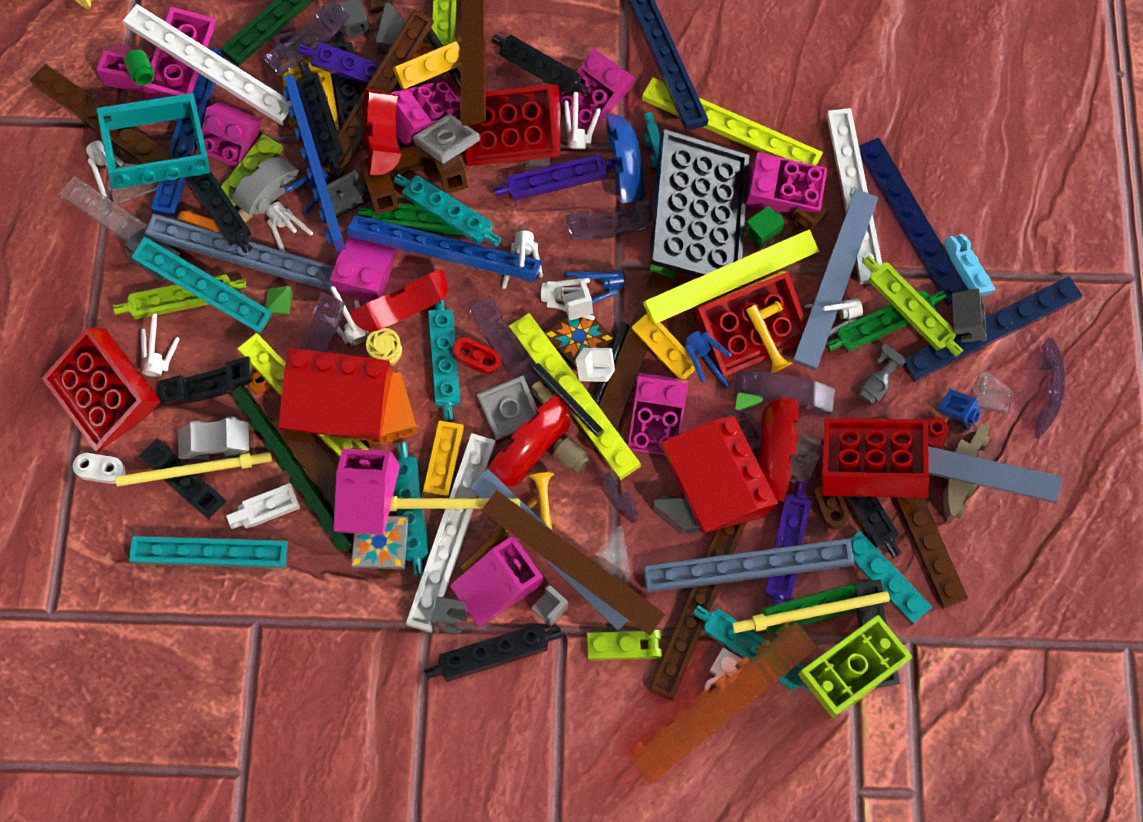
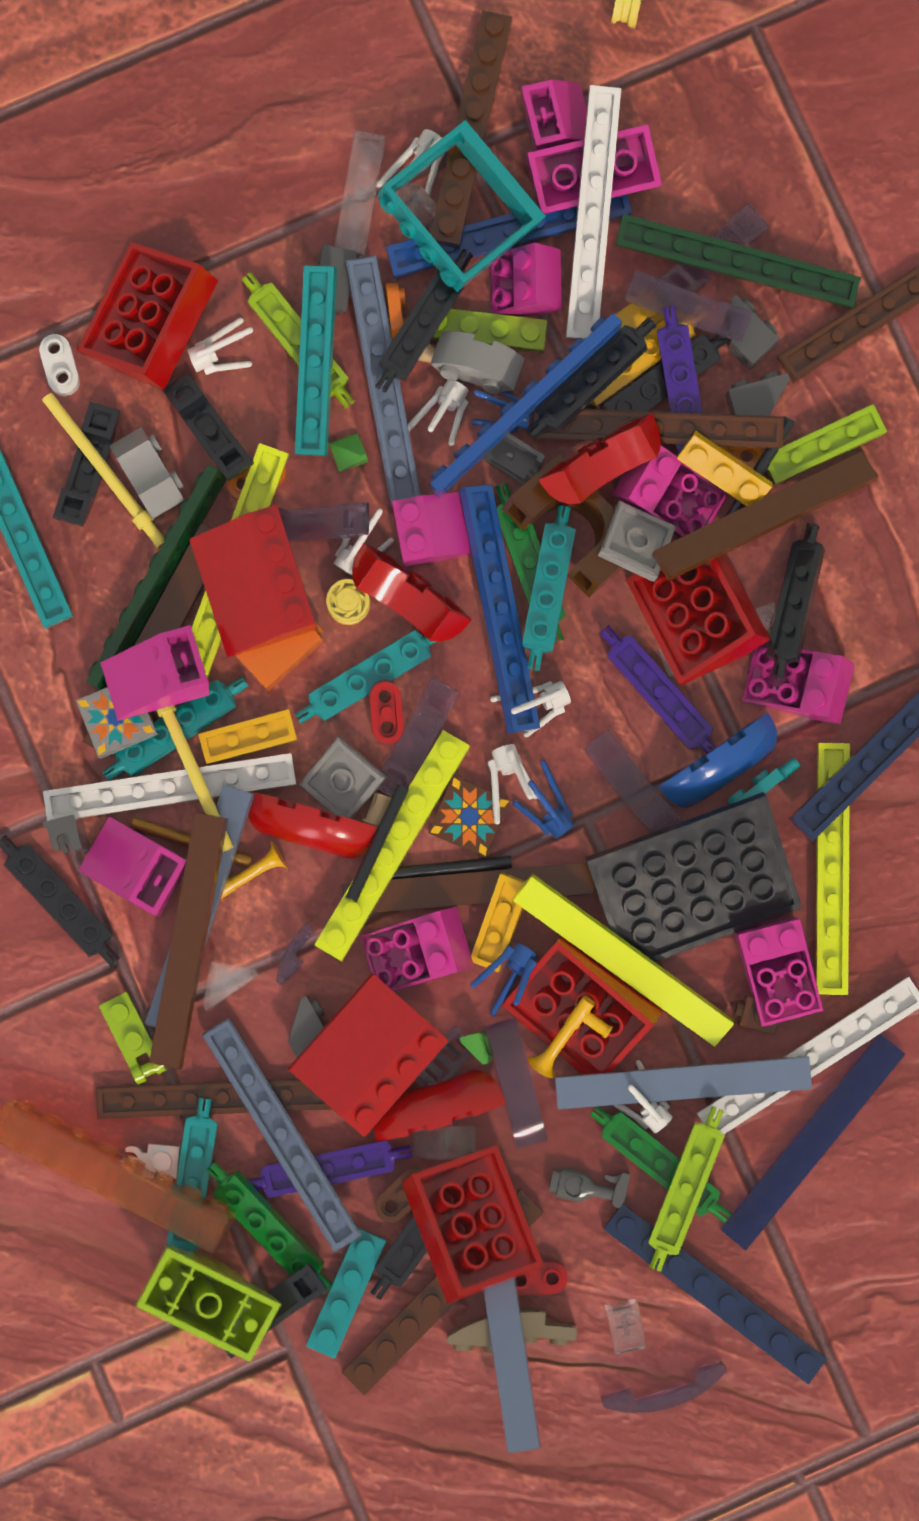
camera: 65 degrees right, 15 degrees up
(139, 67) = (543, 137): green brick -> none
(264, 507) = (100, 571): white hinge -> none
(550, 606) = (135, 937): light grey panel -> none
(570, 455) = (319, 876): dark tan brick -> none
(576, 137) = (724, 690): white plant -> none
(578, 303) = (502, 797): white panel -> none
(595, 364) = (436, 853): white panel -> none
(761, 622) = (214, 1178): light yellow bar -> none
(764, 227) = (714, 969): green brick -> none
(961, 408) = (590, 1296): blue bracket -> none
(967, 264) = (781, 1233): medium azure hinge -> none
(969, 315) = (709, 1260): dark grey hinge -> none

